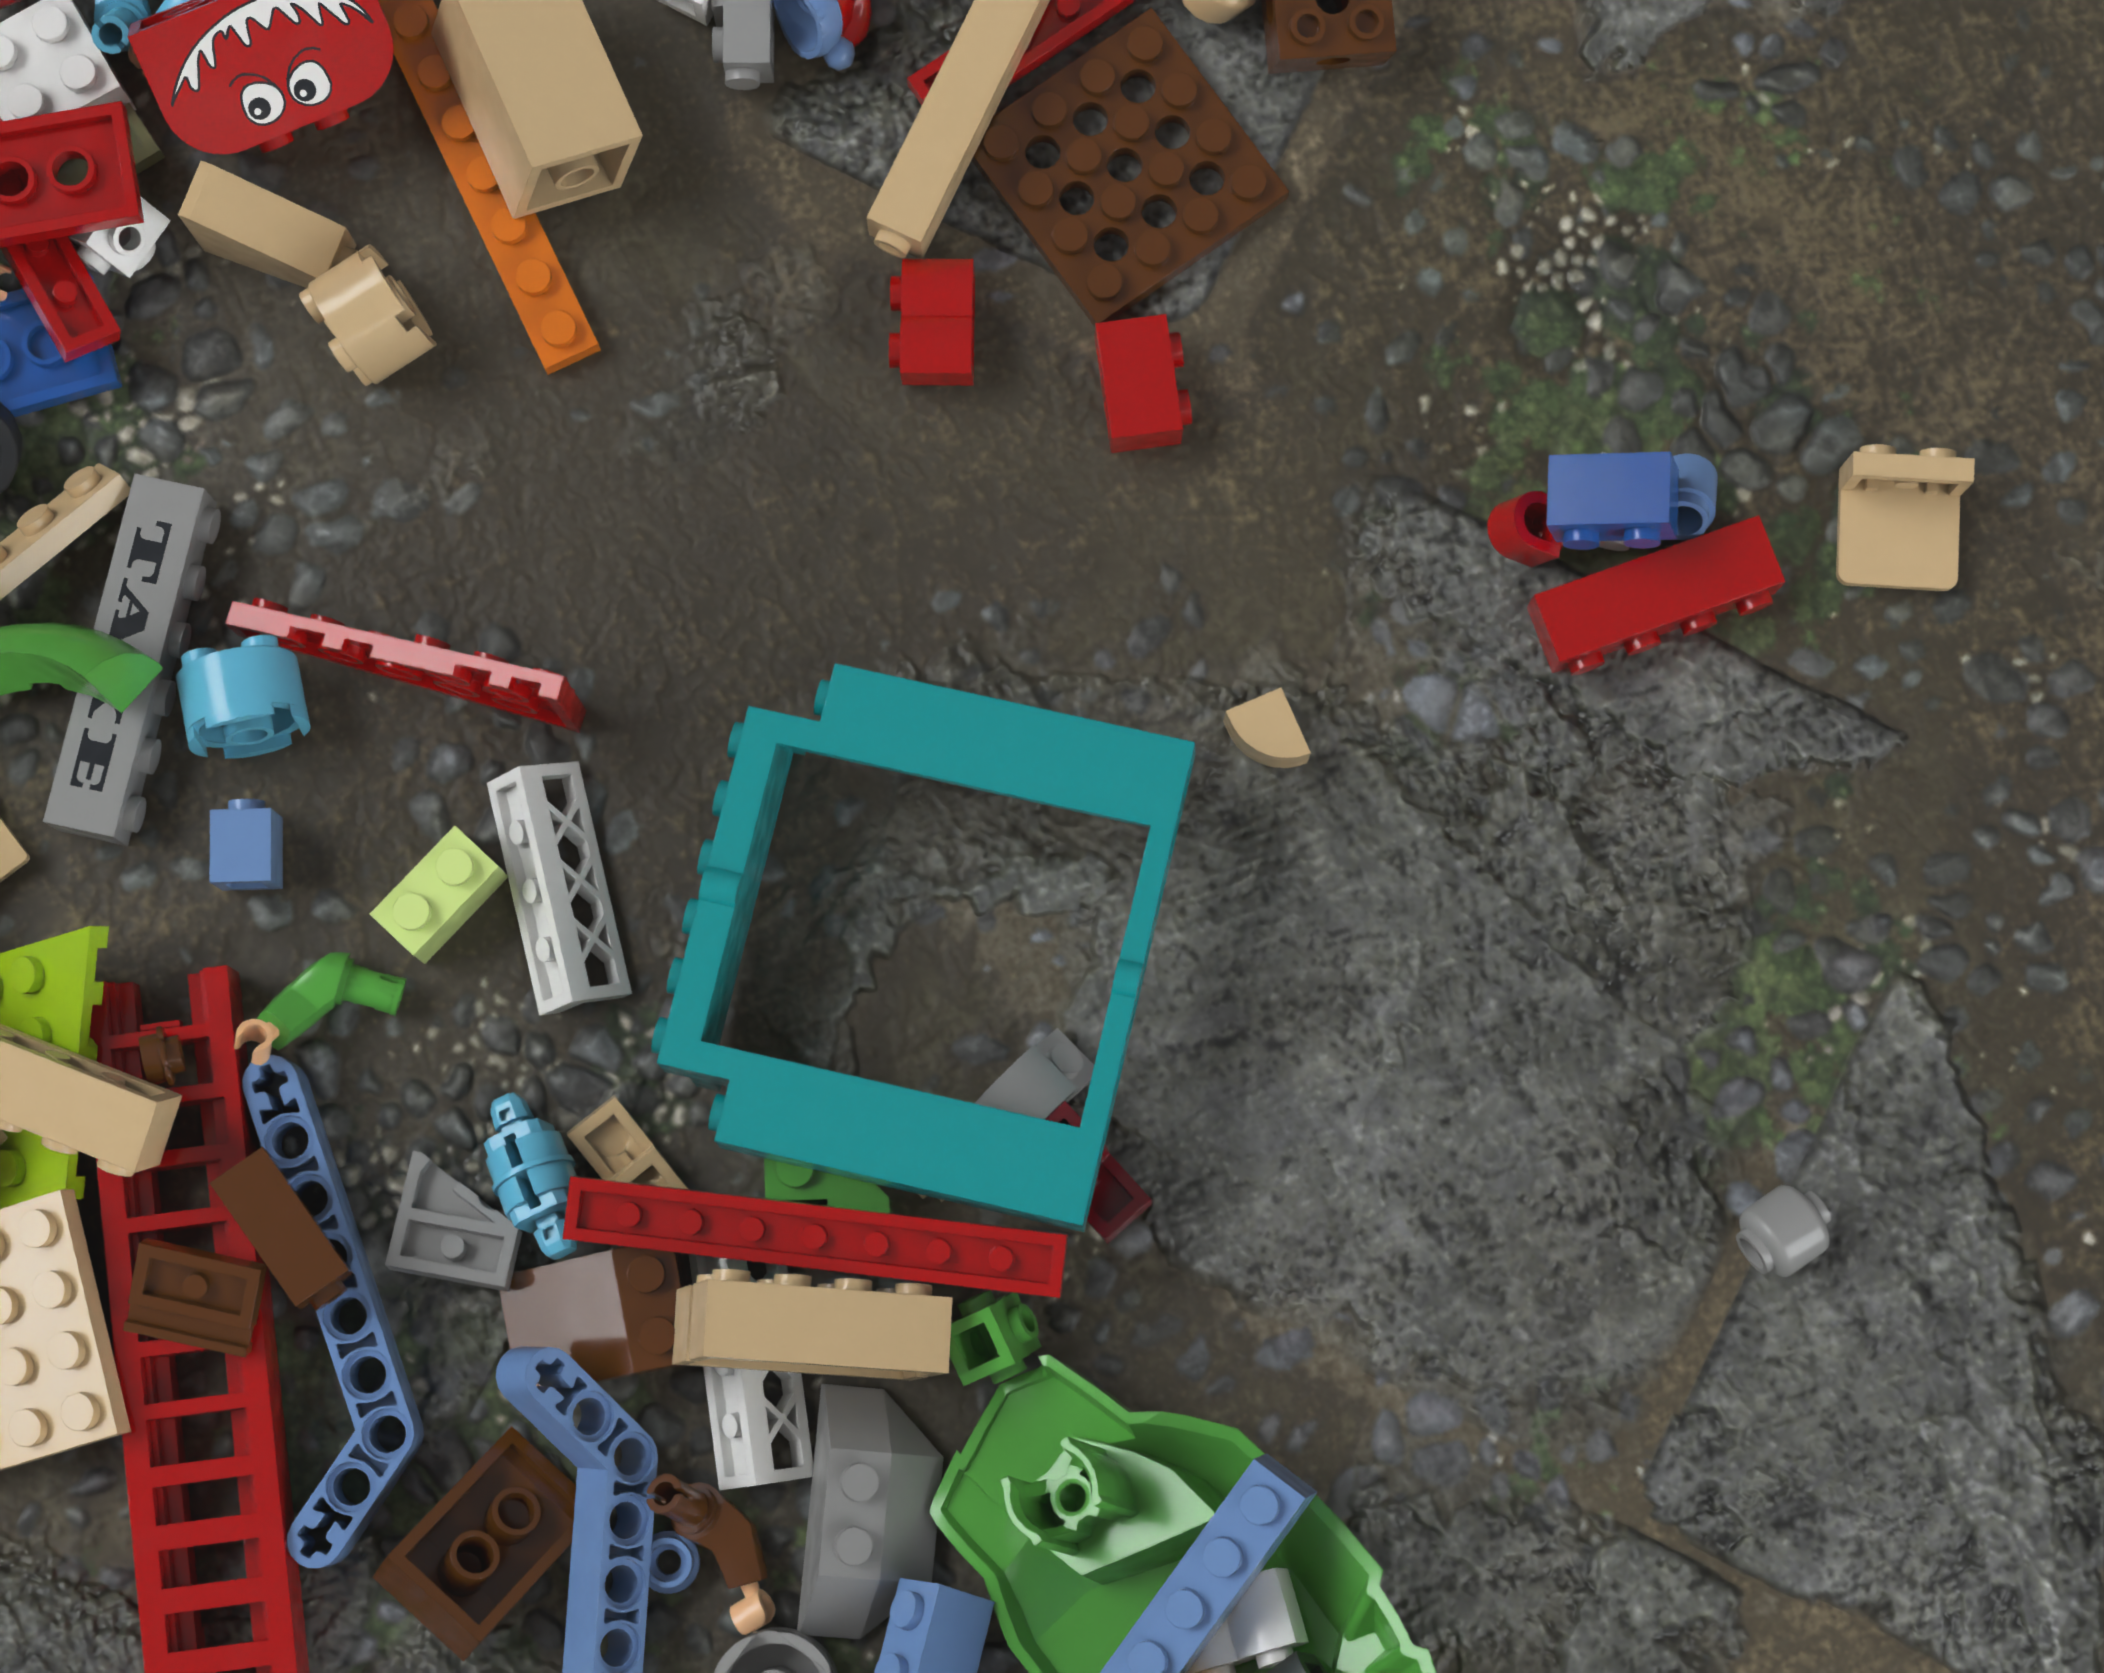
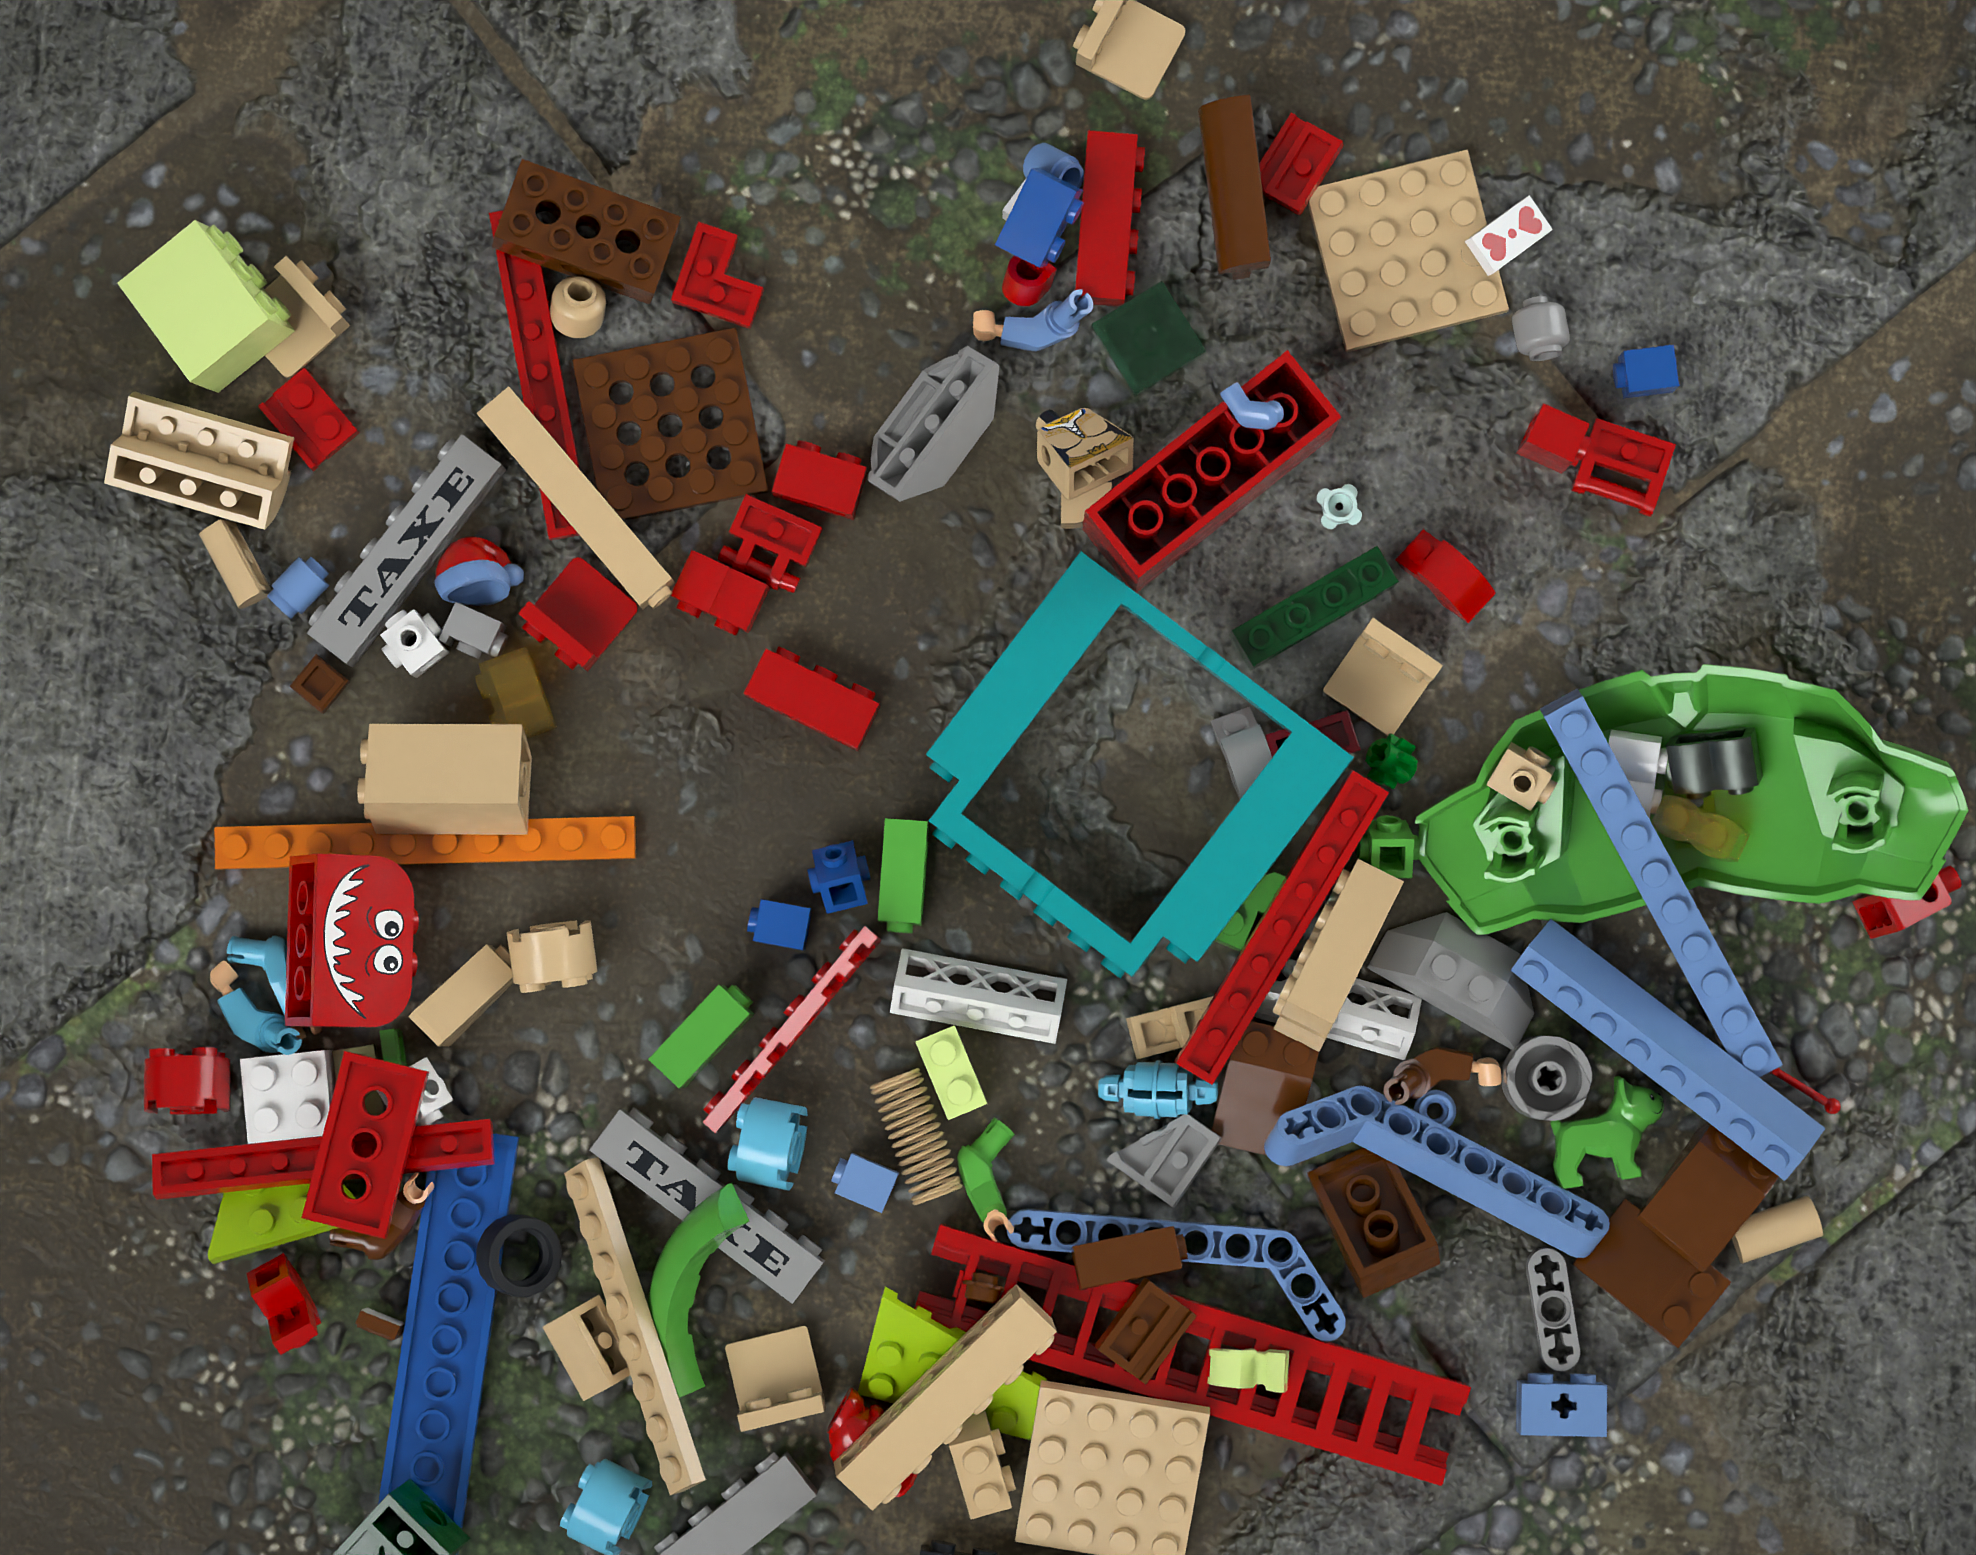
camera: 60 degrees left, 5 degrees up
(164, 176) = (393, 1046): none -> bright green tile
(198, 1452) = (1249, 1367): none -> yellowish green leg
(345, 550) = (703, 1035): none -> bright green brick
(407, 848) = (904, 1082): none -> tan piece
(538, 590) = (780, 924): none -> blue brick
(632, 635) = (839, 876): none -> blue brick
(666, 713) = (903, 874): none -> bright green window
(690, 128) = (516, 692): none -> clear yellow brick
(822, 158) = (579, 614): none -> red bracket
(852, 500) = (813, 697): none -> red brick
(1048, 358) = (776, 532): none -> red plate
(1111, 1291) = (1391, 761): none -> green gear
(1164, 1471) = (1523, 776): none -> tan brick
(1216, 1228) = (1381, 677): none -> tan bracket
(1268, 1095) = (1313, 608): none -> dark green brick
(1277, 495) = (935, 425): none -> light grey wedge
(1326, 129) = (704, 280): none -> red plate
(1334, 696) = (1082, 450): none -> tan torso
(1379, 866) = (1208, 475): none -> red brick
(1393, 1253) = (1447, 574): none -> red brick
(1437, 1074) = (1345, 496): none -> light aqua plate
(1471, 581) = (1045, 329): none -> medium blue arm
(1477, 869) = (1252, 413): none -> medium blue arm
(1524, 720) = (1148, 338): none -> clear green plate
(1644, 1314) = (1555, 439): none -> red brick
(1672, 1427) = (1628, 454): none -> red plate
(1777, 735) = (1234, 186): none -> reddish brown brick
(1795, 1400) = (1646, 371): none -> blue brick
(1803, 1008) = (1401, 251): none -> tan plate
(1847, 809) = (1297, 163): none -> red plate
(1888, 1131) = (1508, 235): none -> white tile

